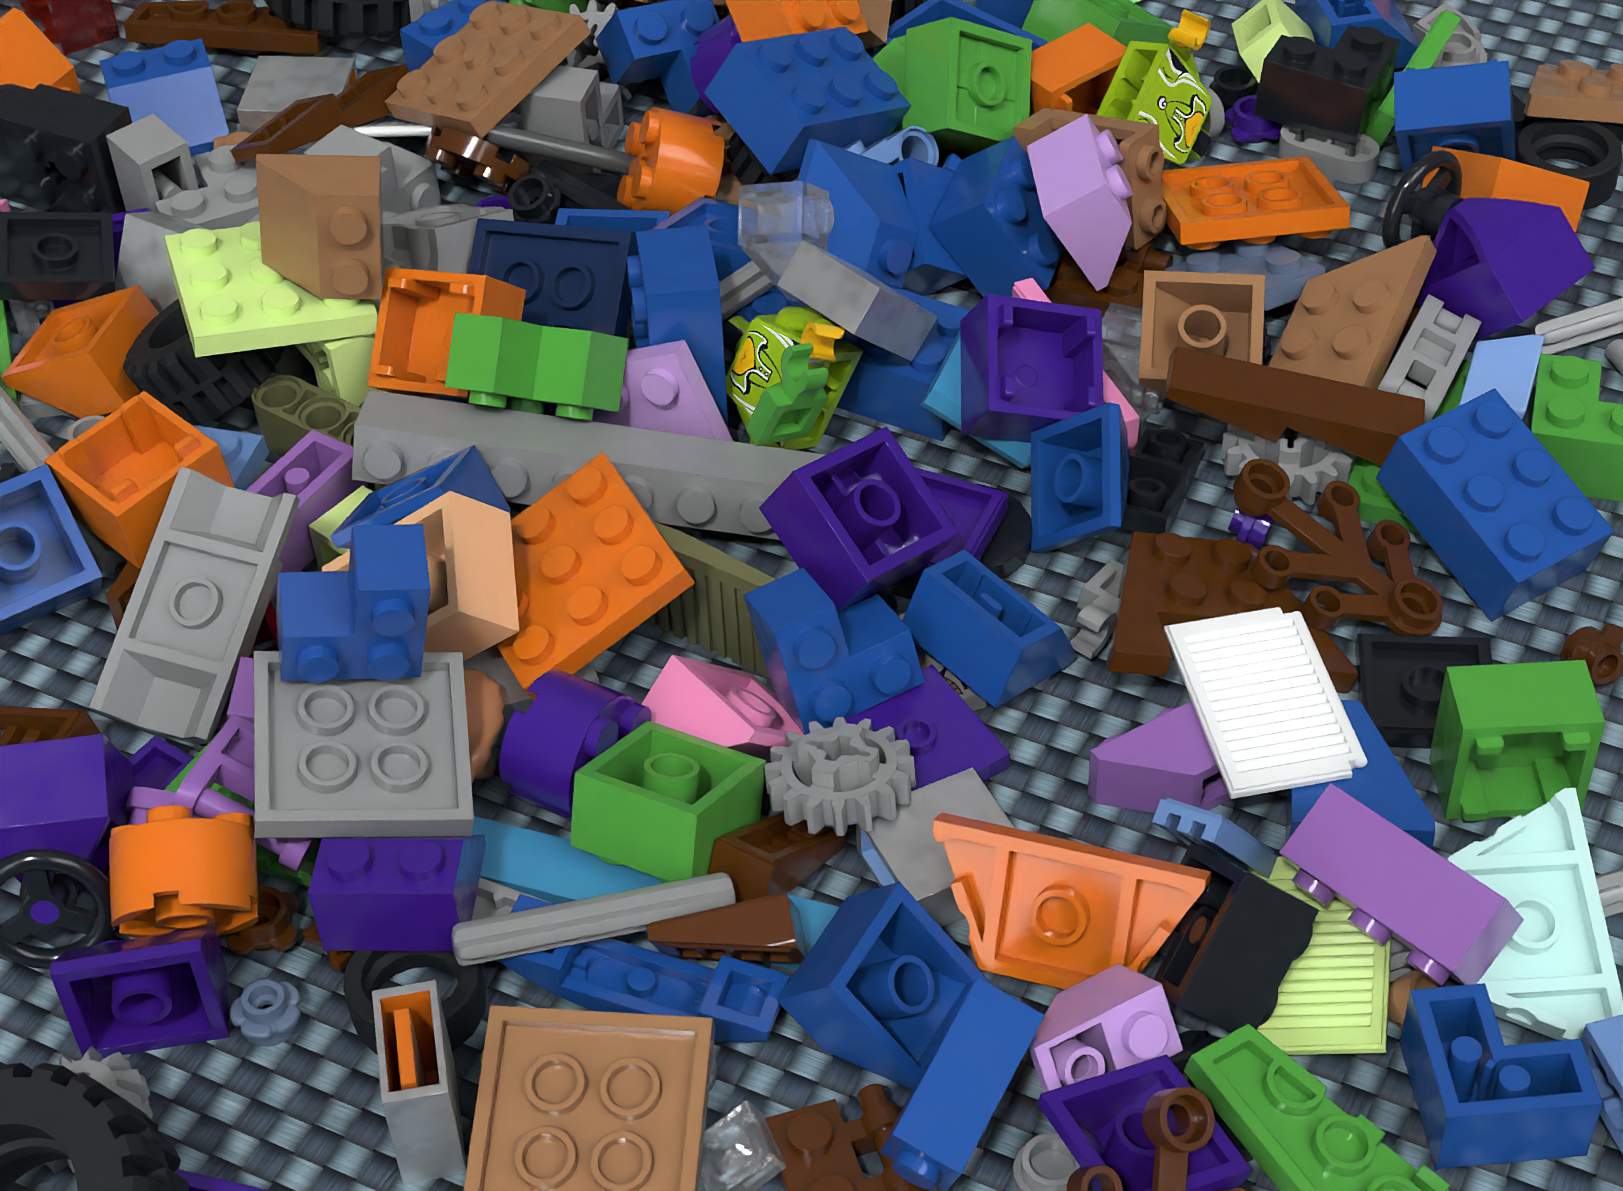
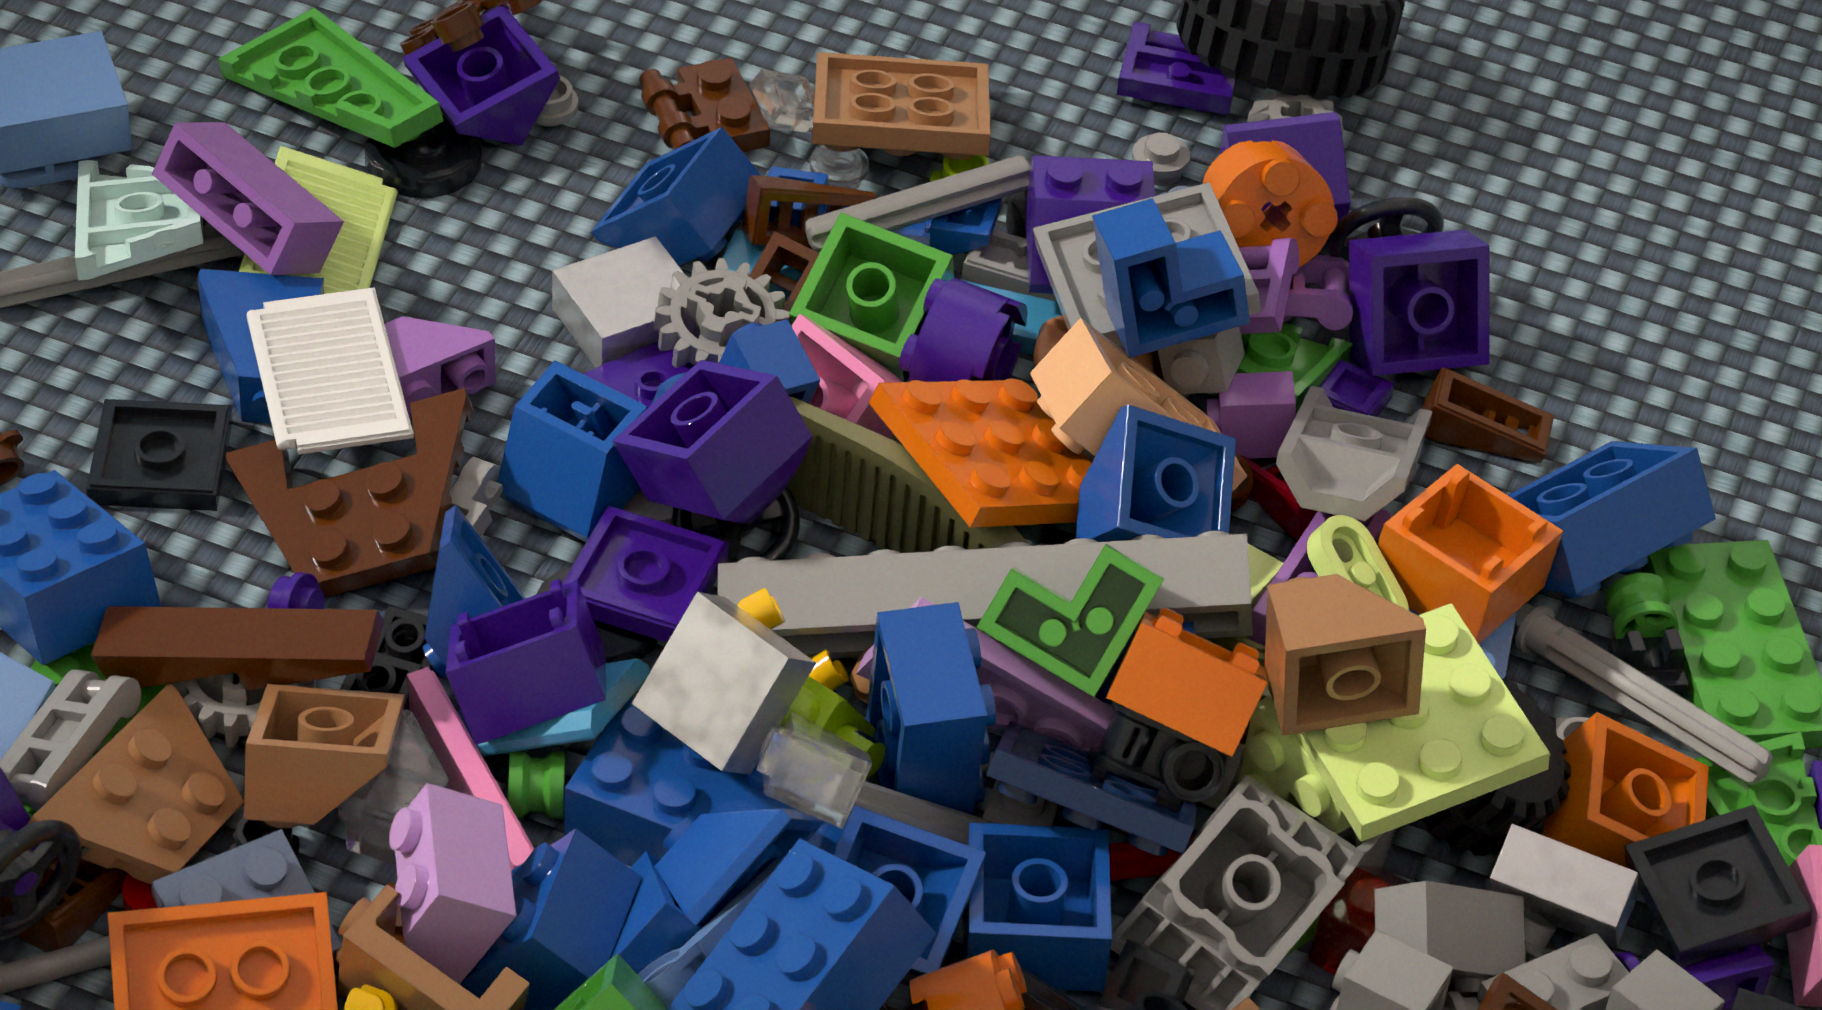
camera: 170 degrees right, 0 degrees up
(257, 451) = (1349, 550): none -> yellowish green plate
(267, 1094) = (1168, 155): none -> light grey plate
(418, 1082) = (1035, 102): flat silver piece -> none
(793, 405) = (806, 614): bright green plate -> none
(960, 1086) = (615, 106): blue slope -> none
(1059, 905) = (519, 211): orange wing -> none
(1103, 1028) = (504, 149): lavender slope -> none
(1215, 834) = (418, 223): medium blue tile -> none
(1234, 945) = (388, 195): black brick -> none
(1398, 600) = (160, 514): reddish brown plant -> none
(1490, 1098) = (195, 90): blue brick -> none
(1514, 737) = (103, 337): bright green container -> none

